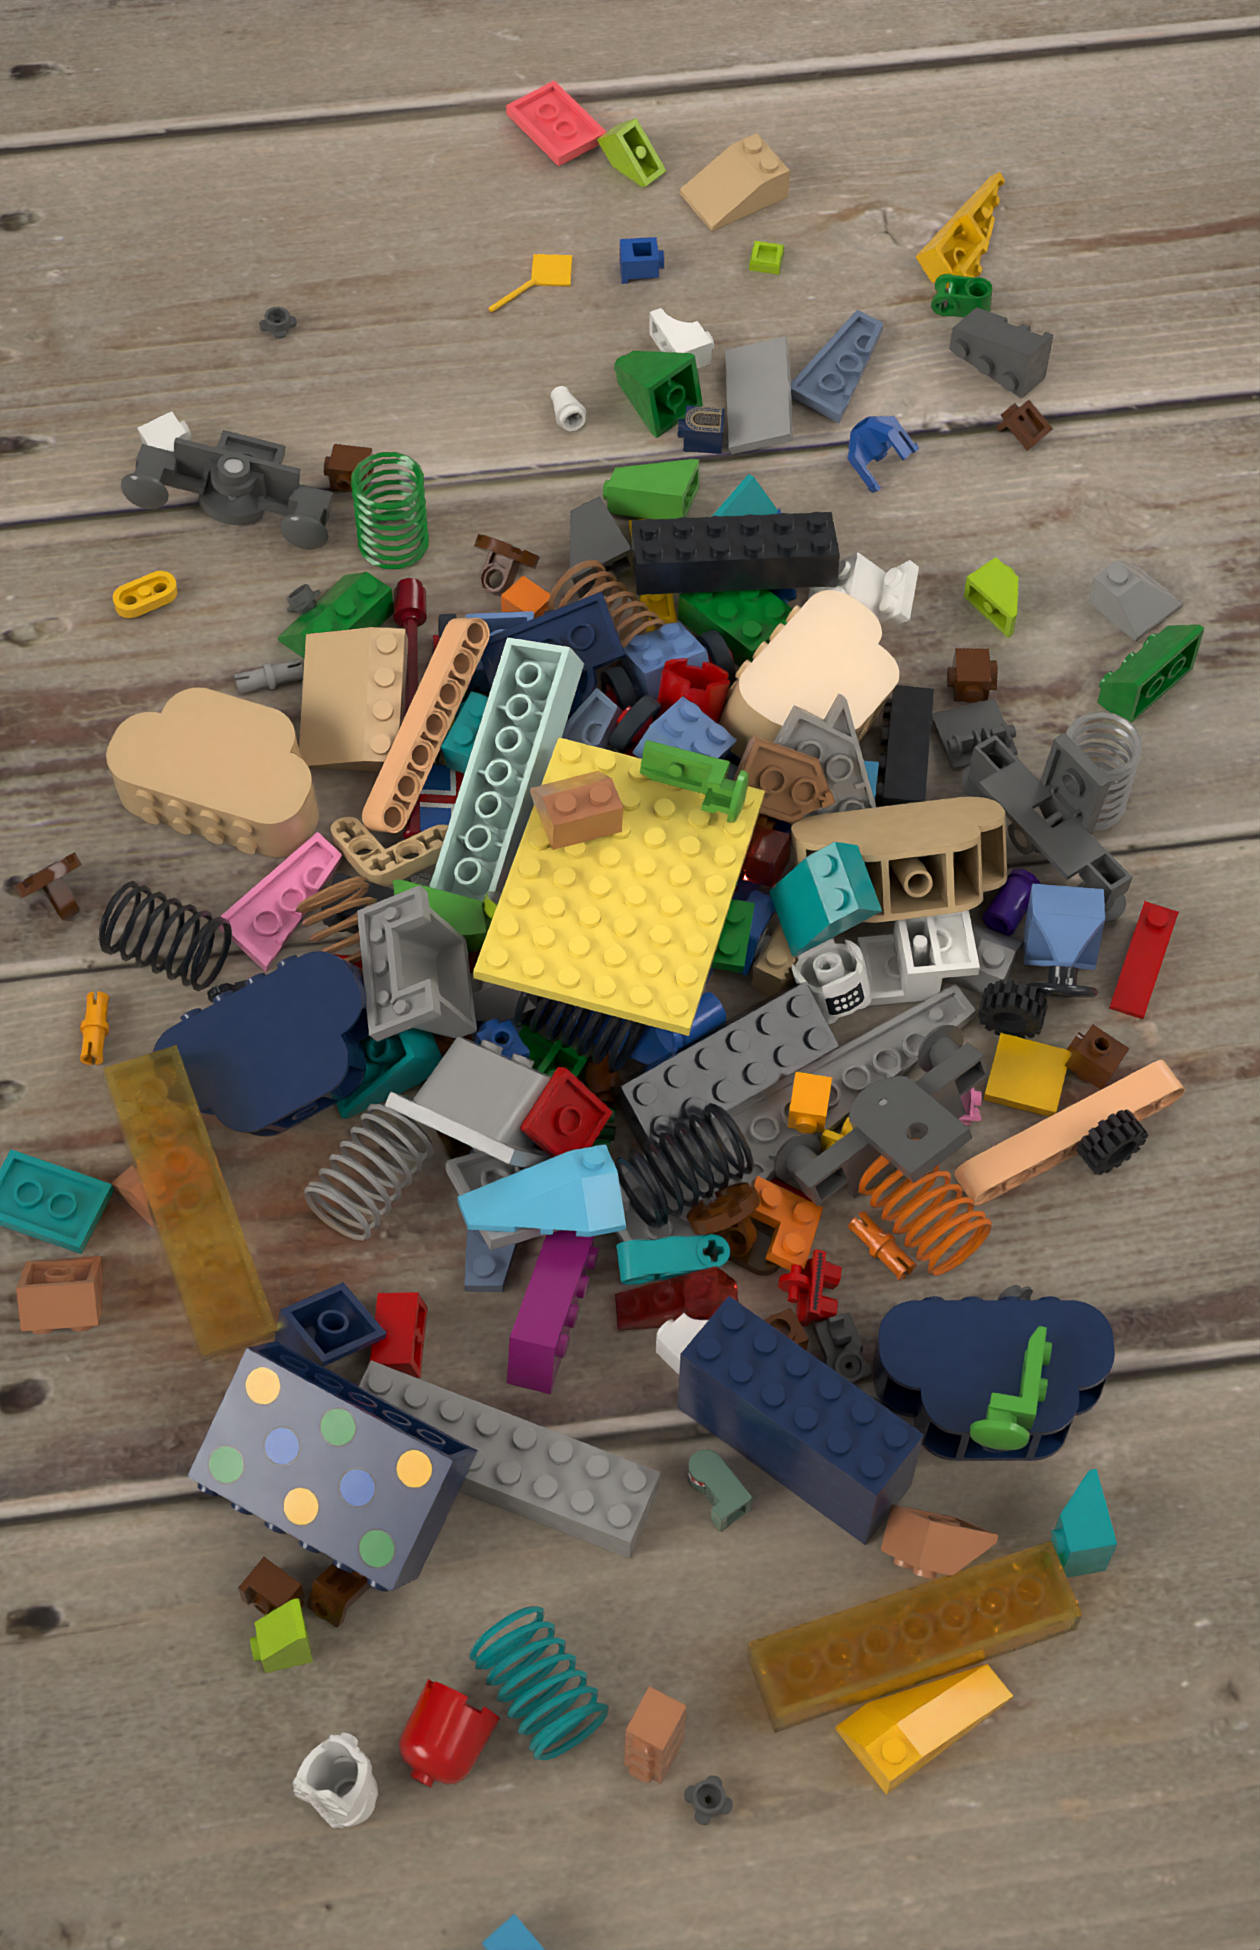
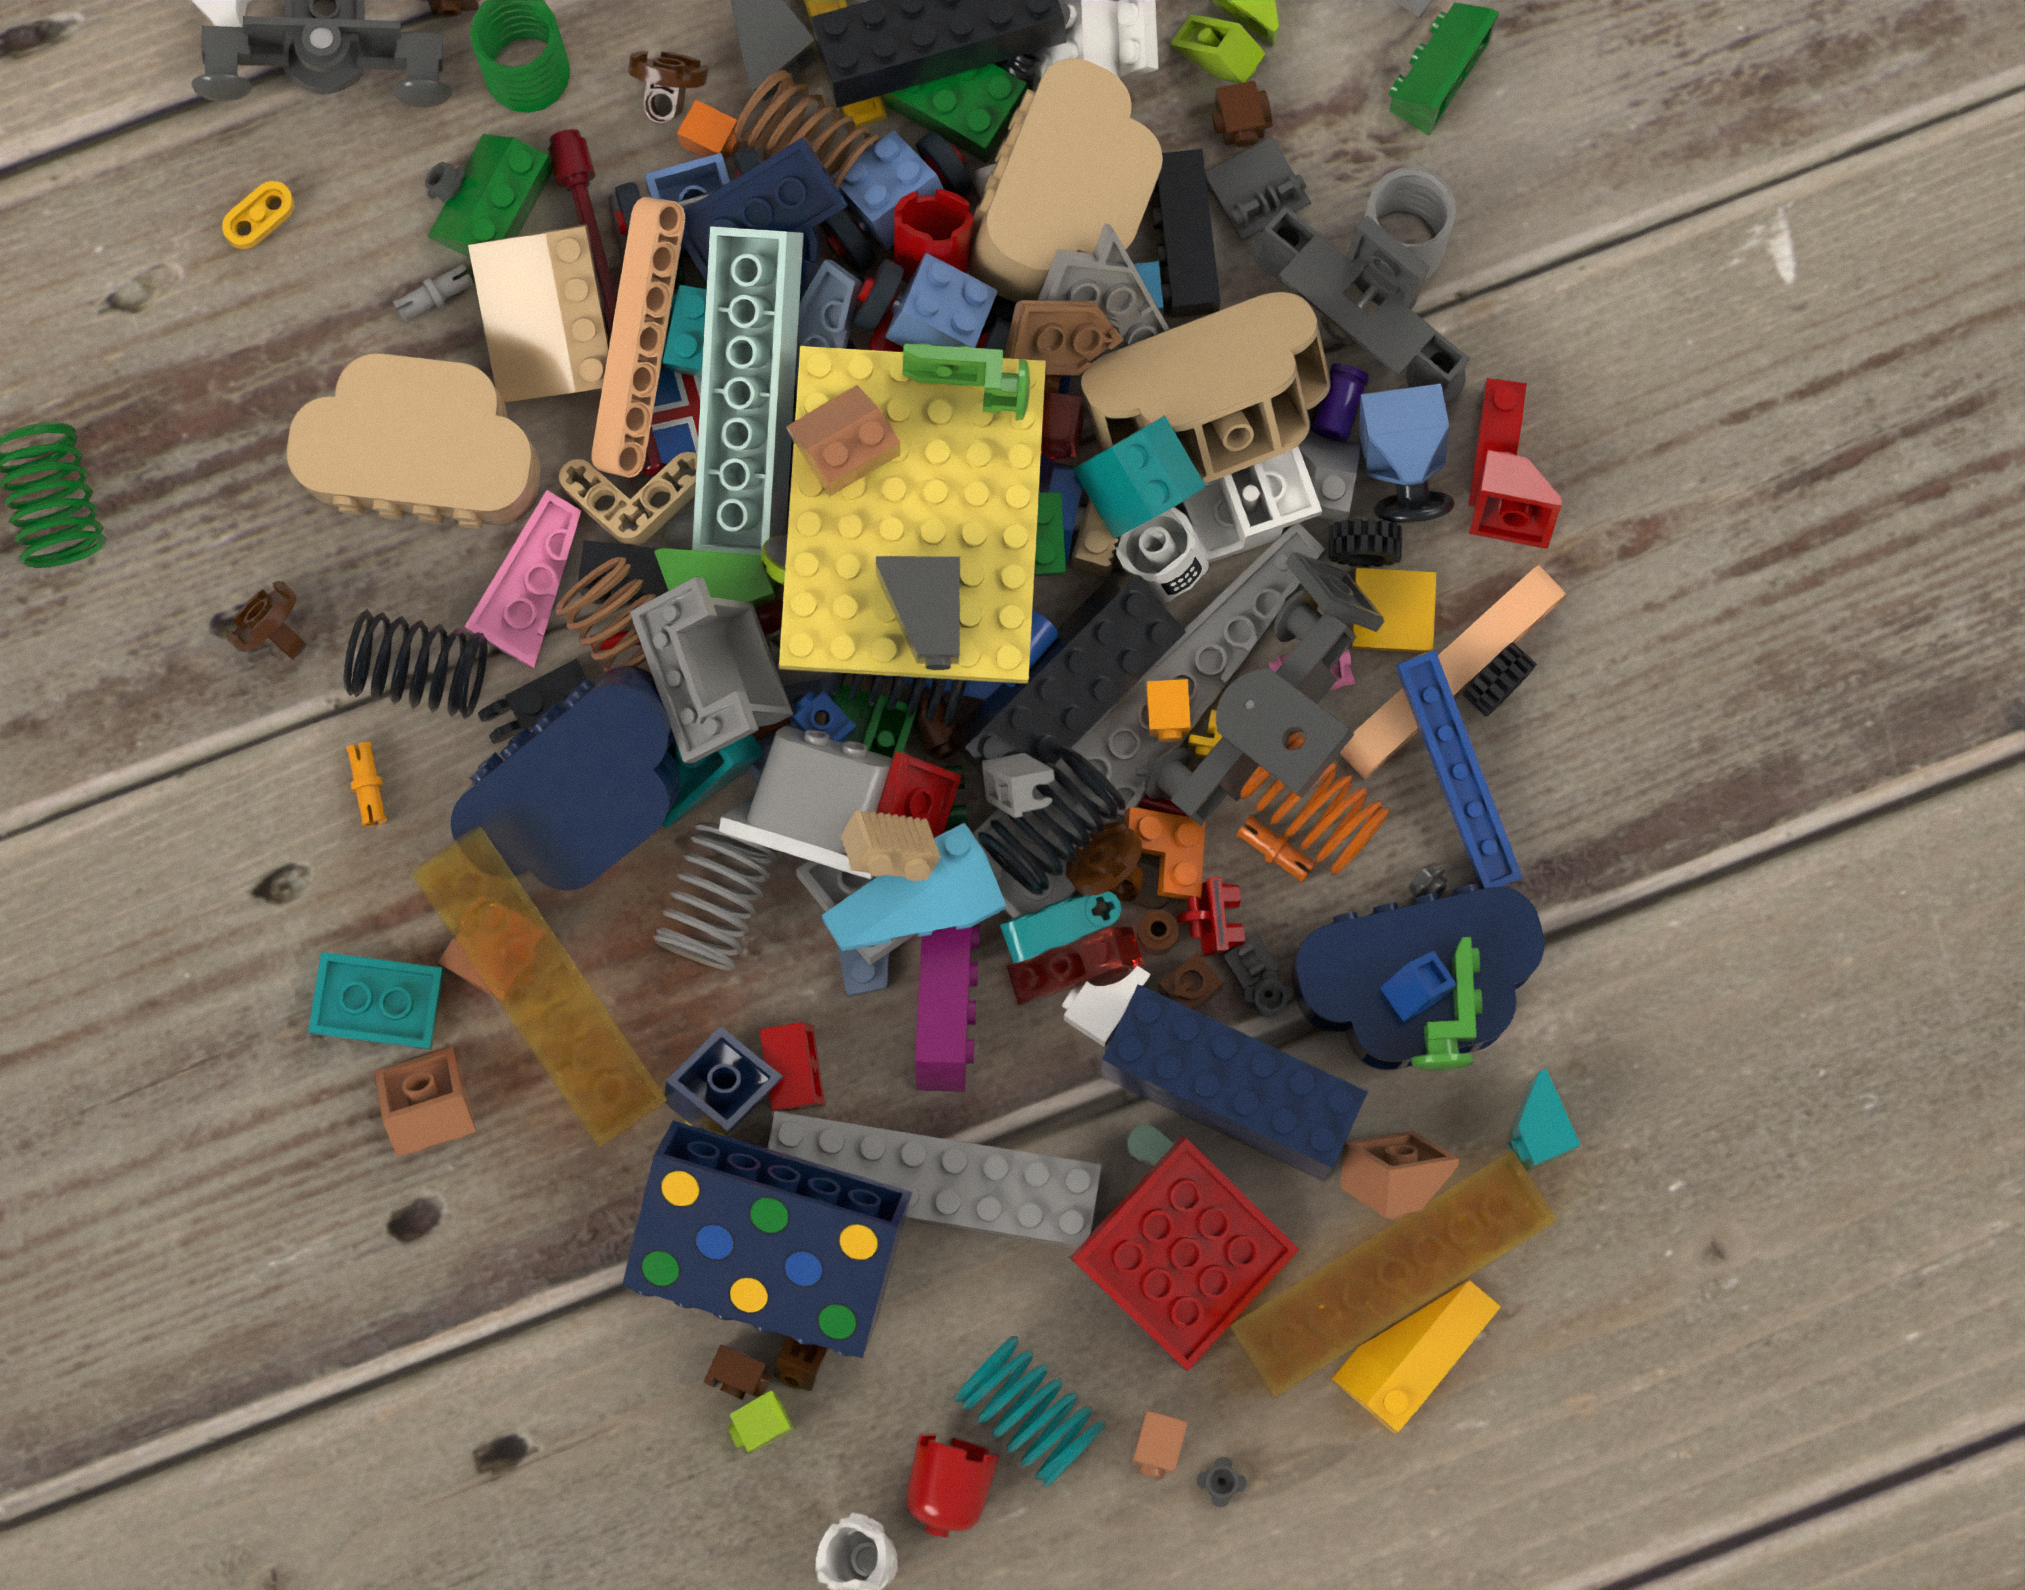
camera: 10 degrees left, 20 degrees up
(533, 1136) = (890, 845): none -> tan brick
(613, 941) = (926, 605): none -> dark grey slope
(654, 1118) = (1012, 780): none -> light grey hinge
(719, 1571) = (1184, 1253): none -> red plate
(758, 1288) = (1157, 945): none -> reddish brown brick
(794, 598) = (1022, 66): none -> black bush
(964, 624) = (1219, 47): none -> lime slope
(978, 1037) = (1335, 591): none -> dark grey tile
(989, 1361) = (1418, 986): none -> blue brick
(1059, 1201) = (1458, 770): none -> blue plate
(1095, 1056) = (1464, 578): reddish brown brick -> none
(1151, 1005) = (1514, 502): none -> red slope

